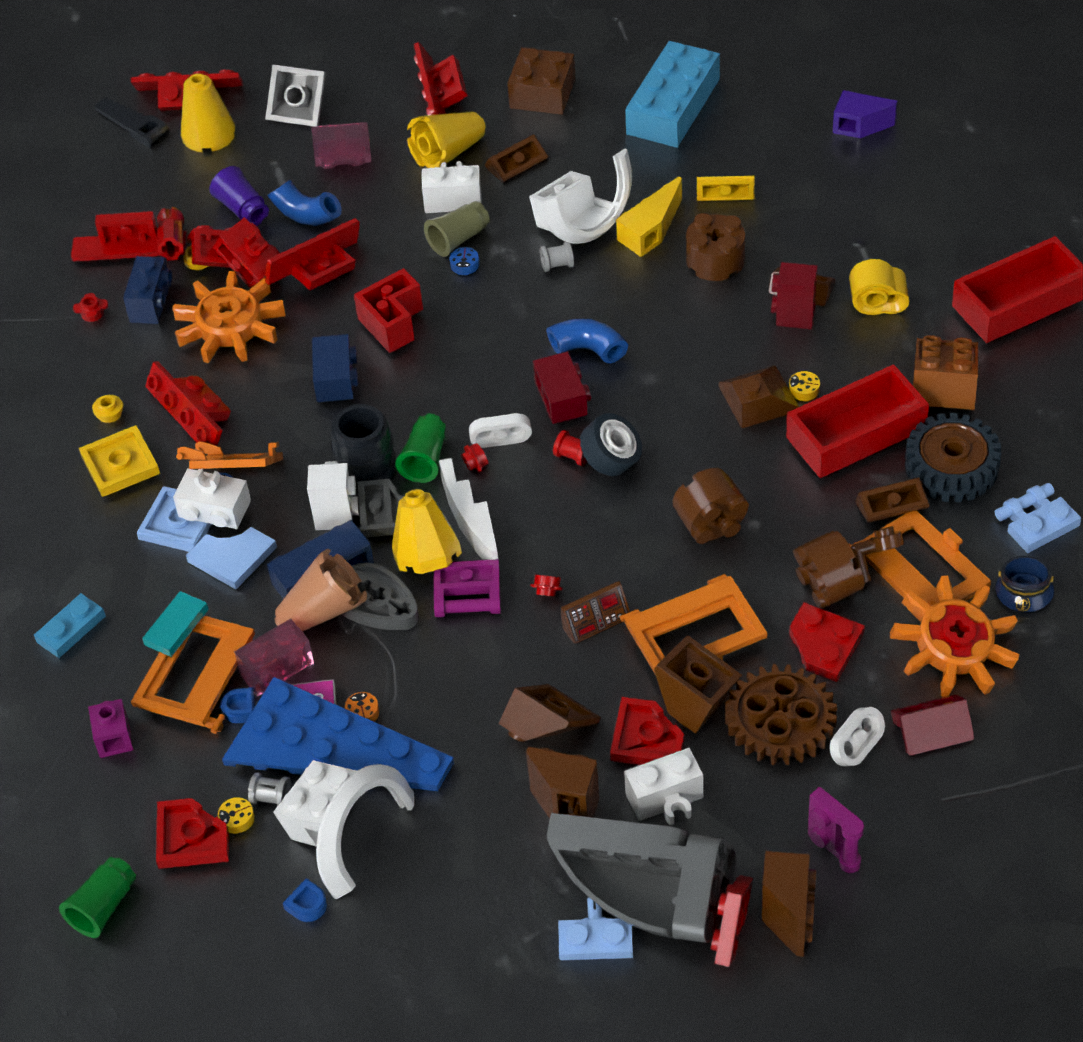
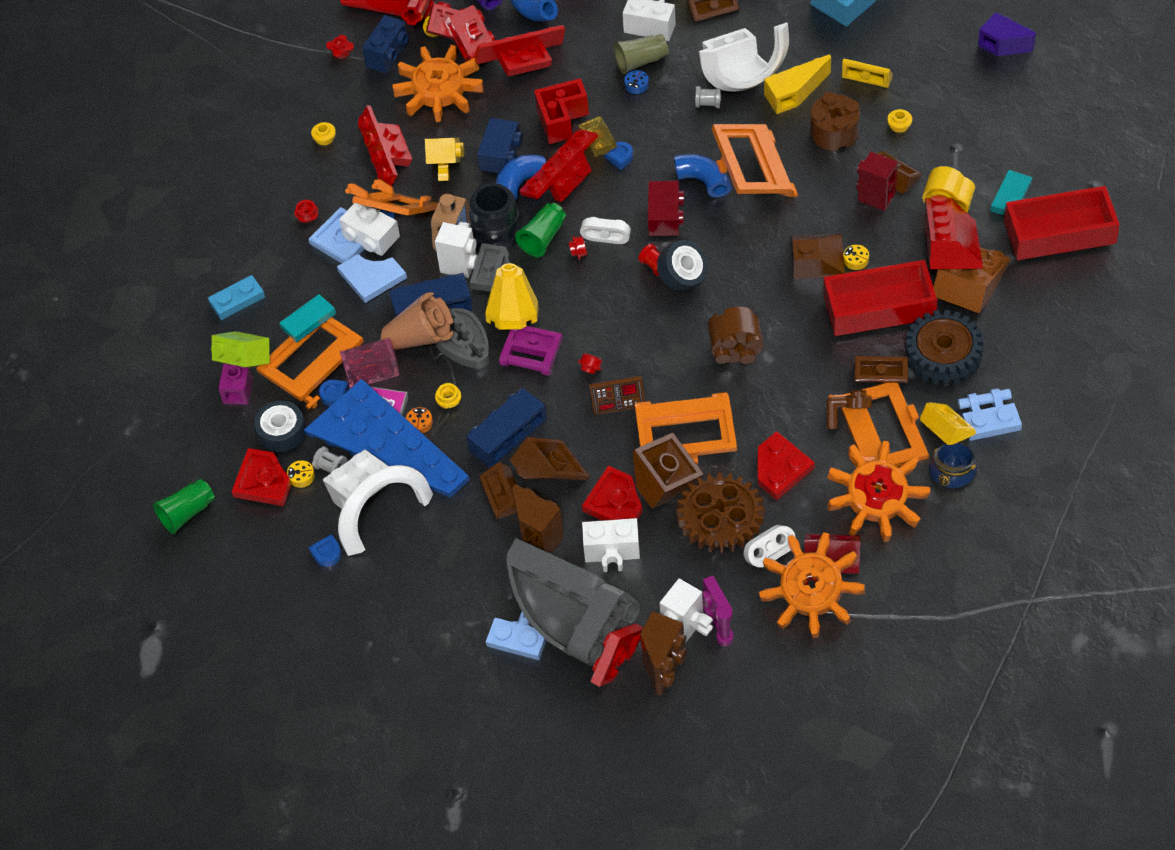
camera: 20 degrees right, 5 degrees up
(104, 683) = (240, 349): none -> lime brick
(119, 461) = (316, 178): yellow plate -> none
(121, 501) = (306, 211): none -> red plate
(193, 778) = (291, 425): none -> wheel
(271, 389) = (443, 152): none -> yellow brick
(306, 450) = (449, 210): none -> medium nougat torso
(374, 385) = (519, 170): none -> blue cylinder
(384, 663) = (448, 390): none -> yellow plate
(421, 374) = (563, 170): none -> red bracket
(446, 328) = (605, 140): none -> clear yellow plate
(471, 517) = (556, 292): white slope -> none
(476, 687) = (506, 427): none -> dark blue brick
(478, 343) = (621, 155): none -> blue tile
(499, 764) = (498, 487): none -> reddish brown slope
(653, 298) = (767, 156): none -> orange piece
(785, 229) = (899, 120): none -> yellow plate
(795, 834) = (686, 606): none -> white brick
(828, 568) = (802, 410): reddish brown brick -> none
(905, 333) = (951, 235): none -> red slope
(931, 786) = (827, 579): none -> orange gear
(945, 269) = (1012, 188): none -> teal tile
(996, 540) = (946, 423): none -> yellow slope

